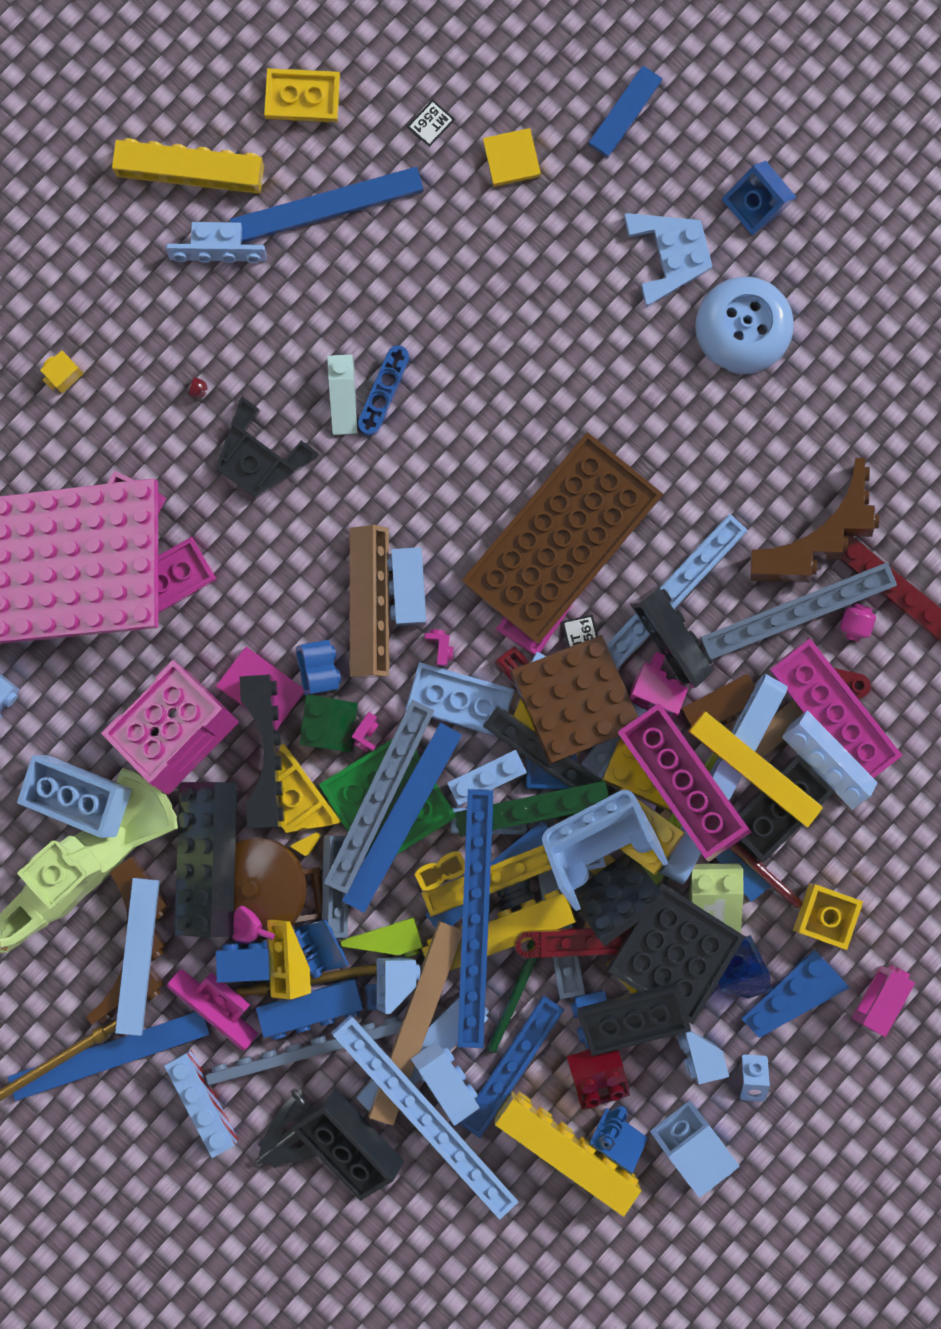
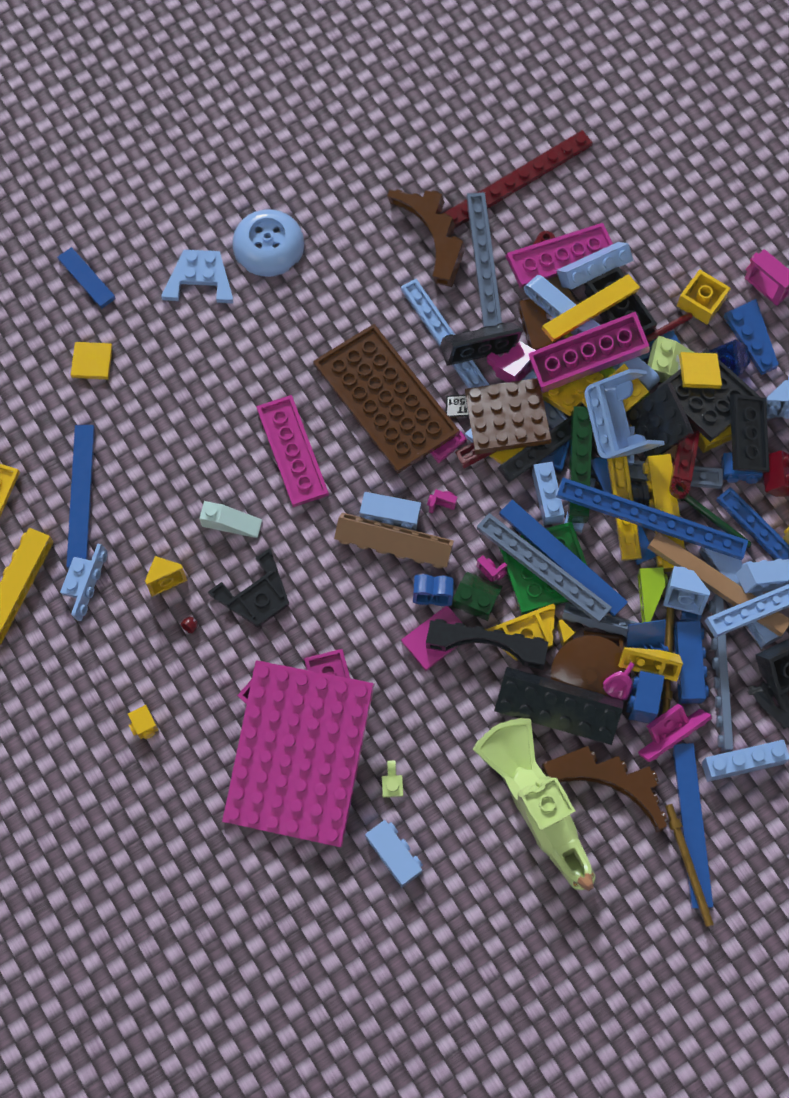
camera: 70 degrees left, 15 degrees down
(67, 684) = (392, 784): none -> yellowish green plate
(74, 796) = (484, 791): light blue brick -> none
(137, 956) = (622, 775): light blue tile -> none
(181, 740) = (473, 712): dark pink container -> none
(244, 334) = (164, 575): none -> yellow slope
(380, 389) = (236, 492): blue beam -> none
(431, 123) = (44, 409): sticker -> none
(434, 873) = (610, 543): yellow brick -> none
(457, 442) = (292, 451): none -> dark pink plate
(458, 697) = (484, 496): light blue tile -> none
(705, 934) = (700, 370): none -> yellow tile
(758, 197) = (181, 209): blue slope -> none
(858, 622) = (502, 226): dark pink head -> none

